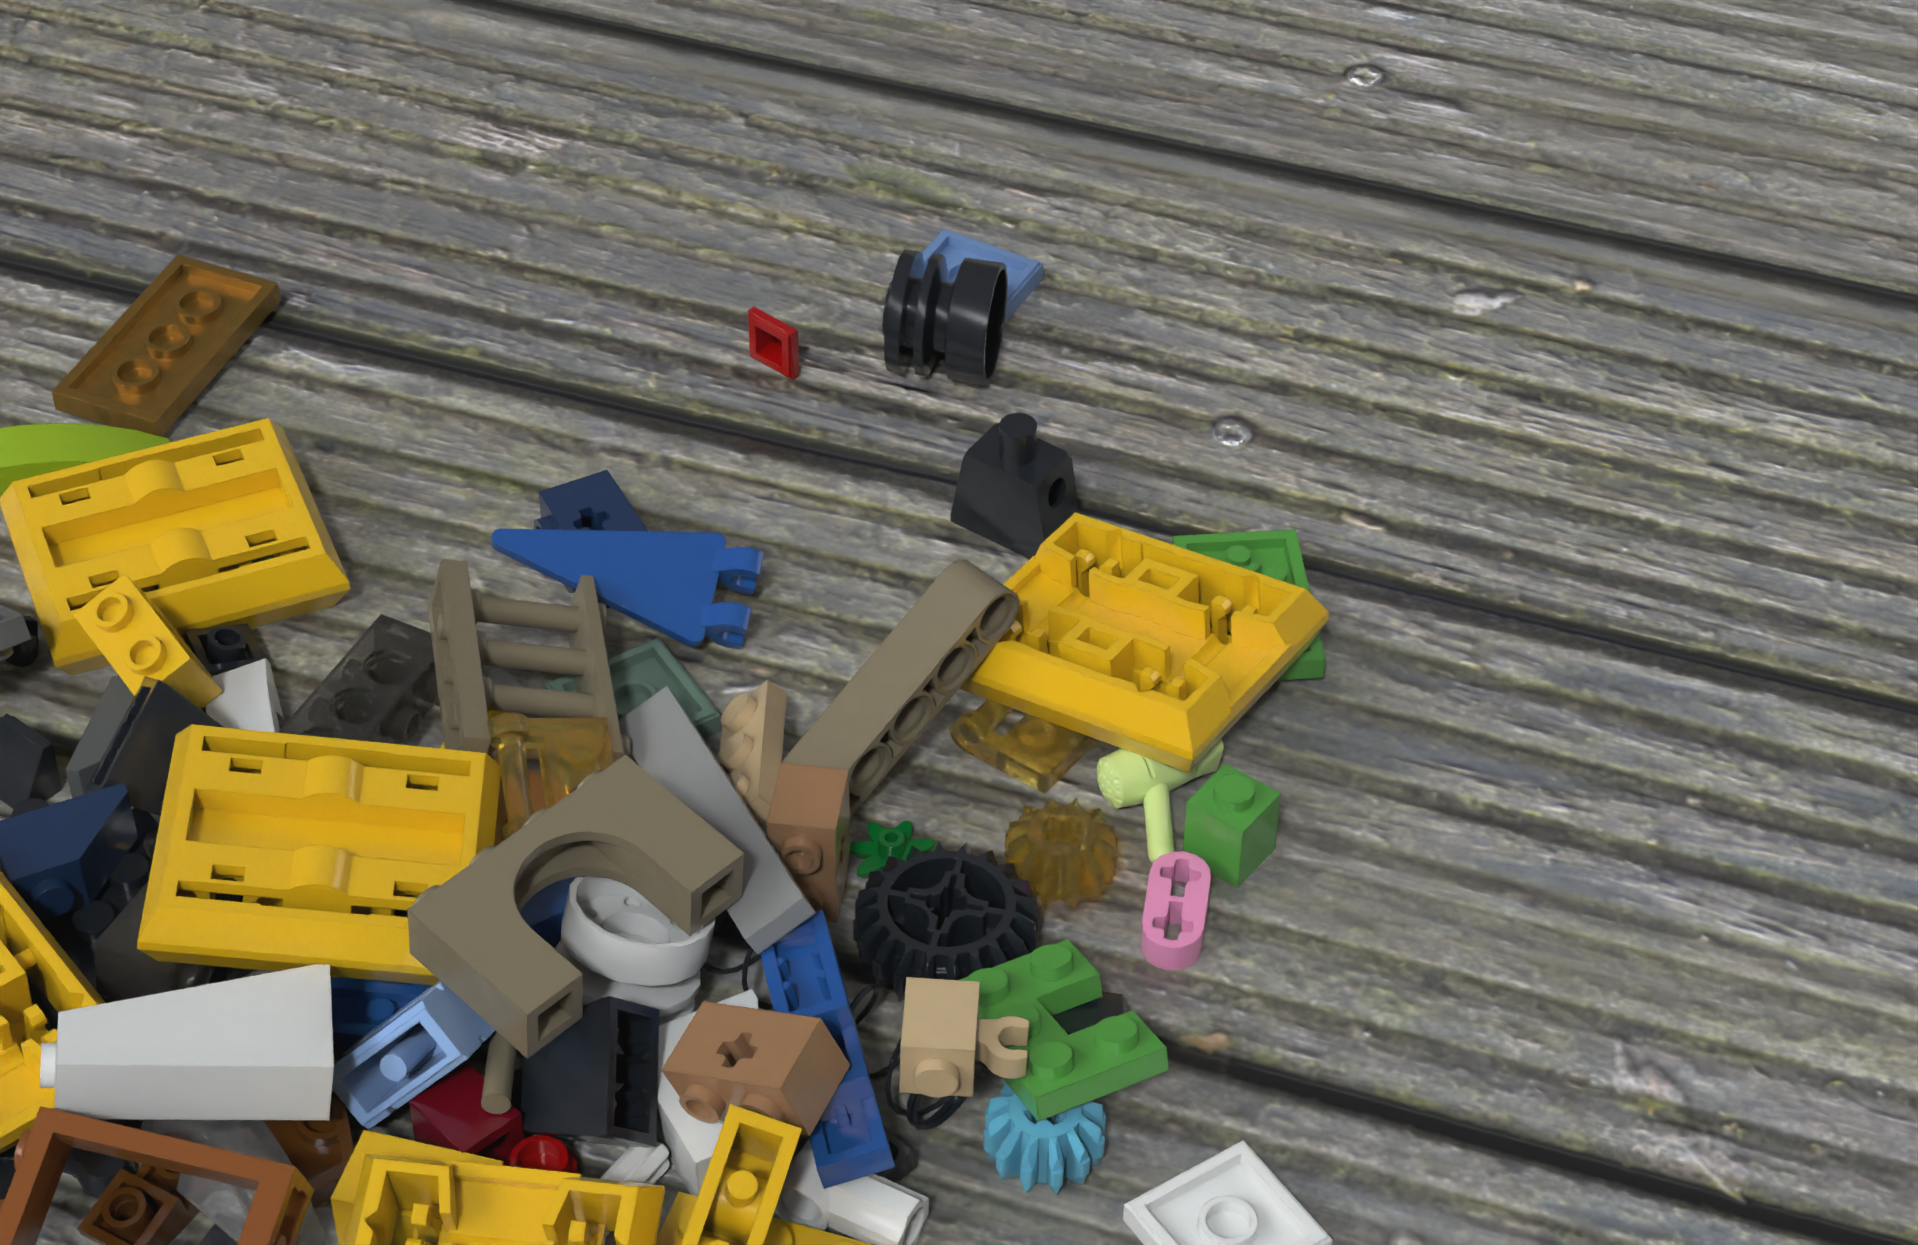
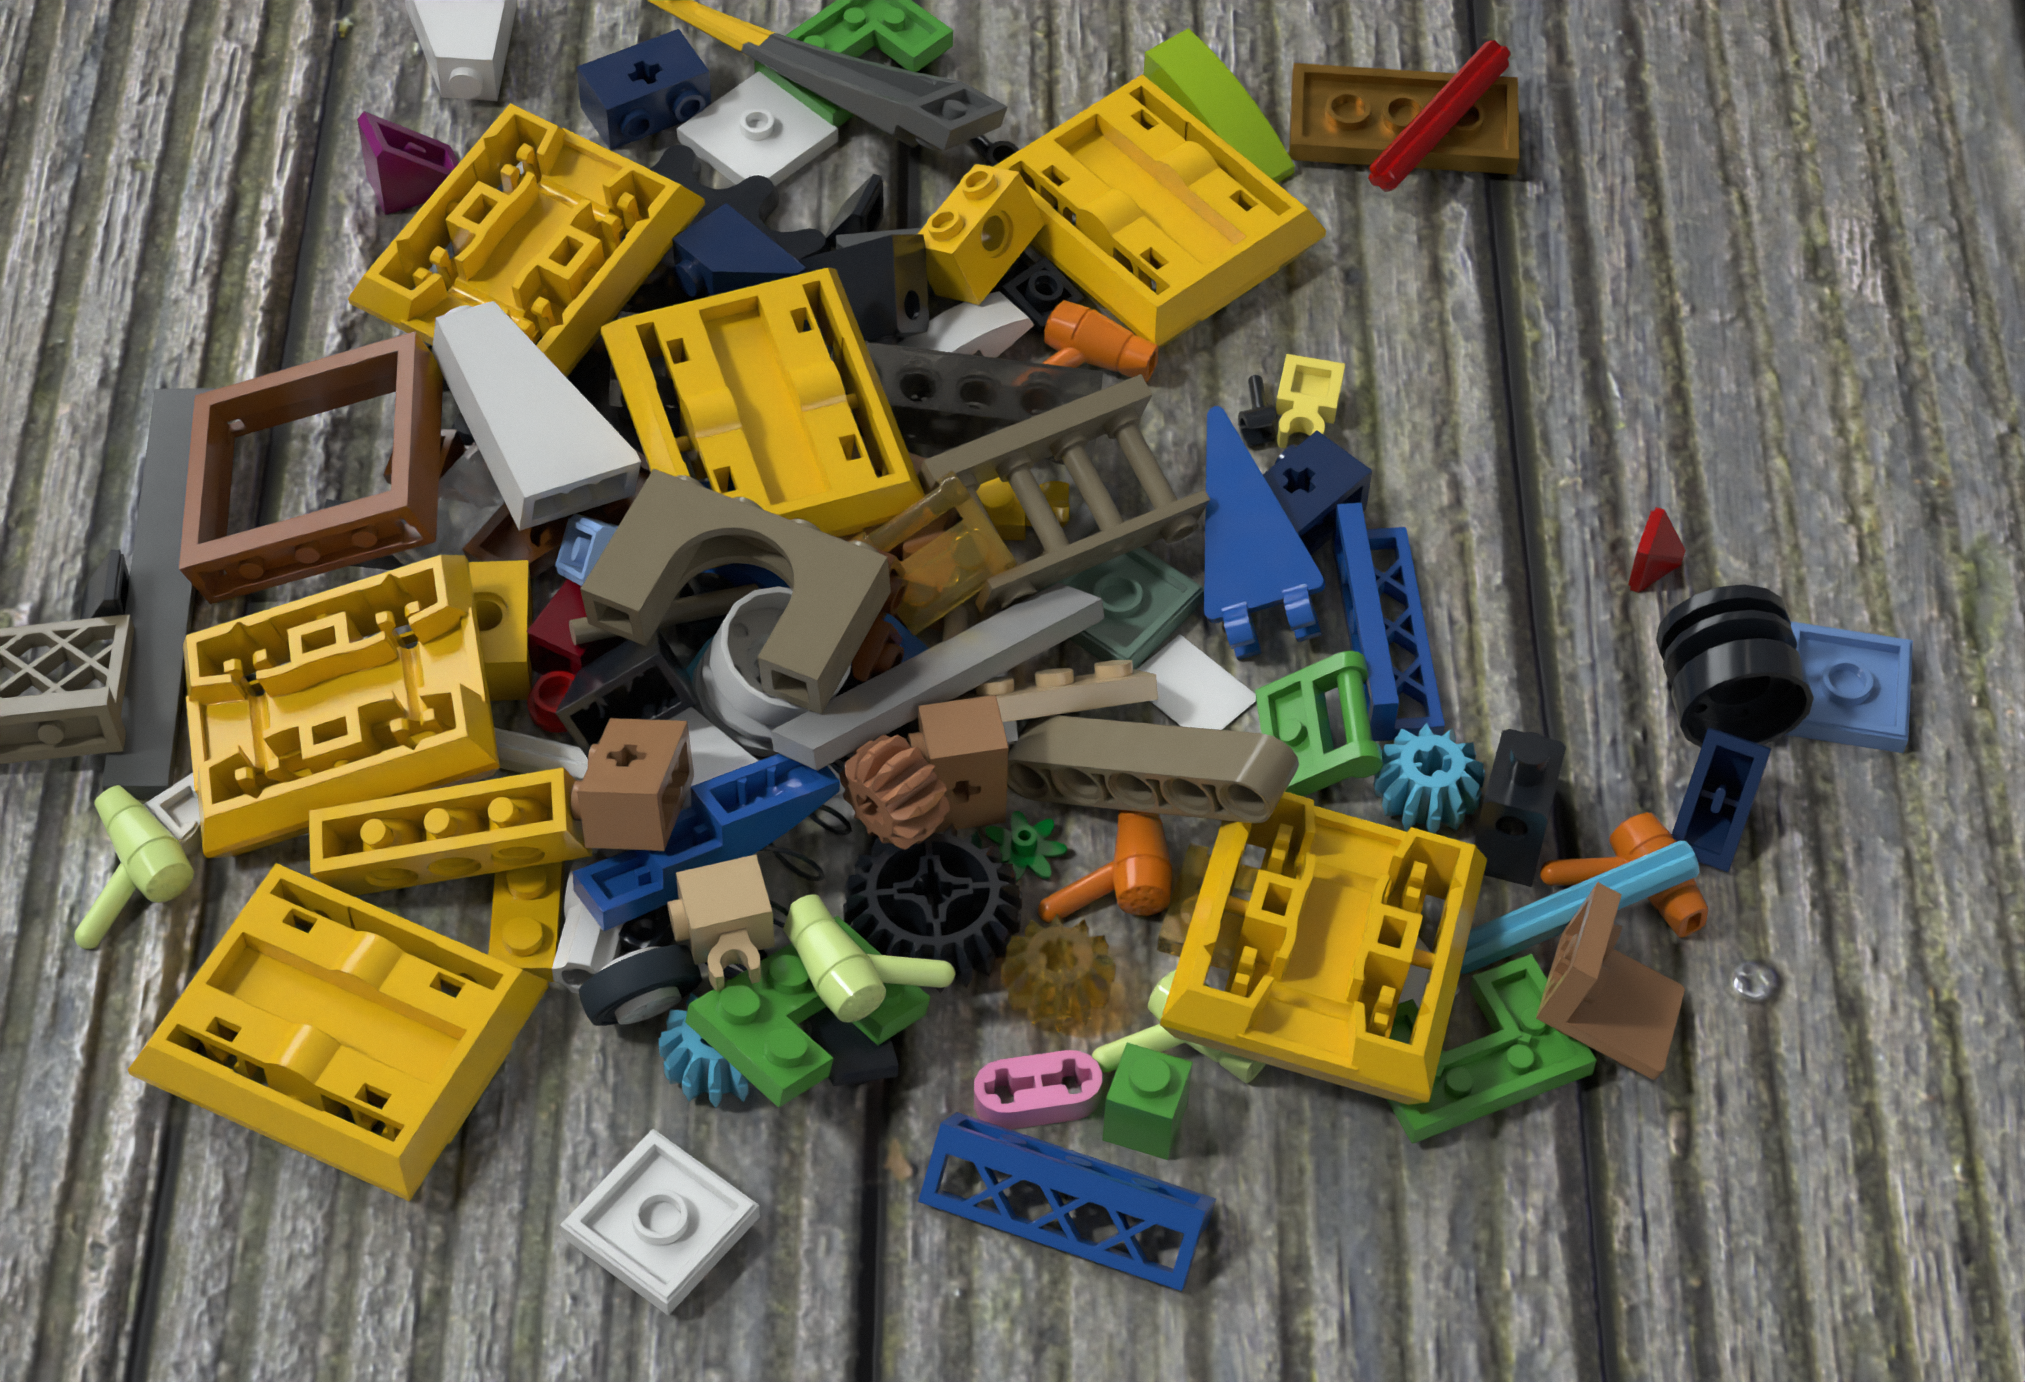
camera: 70 degrees right, 10 degrees up
(201, 309) = (1439, 116): none -> red axle
(309, 629) = (1094, 339): none -> orange piece
(472, 501) = (1307, 395): none -> light yellow plate
(473, 548) = (1256, 423): none -> black hand
(781, 667) = (1196, 688): none -> white sticker
(790, 539) = (1373, 633): none -> blue fence
(847, 878) = (894, 791): none -> nougat gear
(854, 613) = (1298, 715): none -> bright green plate
(954, 534) = (1429, 779): none -> medium azure gear
(961, 1163) = (640, 985): none -> black wheel
(967, 771) = (1137, 874): none -> orange piece
(1038, 971) = (842, 972): none -> yellowish green piece
(1059, 379) = (1720, 797): none -> dark blue slope
(1110, 440) = (1635, 837): none -> orange piece
(1138, 461) = (1553, 913): none -> medium azure axle
(1227, 490) = (1607, 995): none -> medium nougat bracket
(1286, 903) = (1075, 1175): none -> blue fence

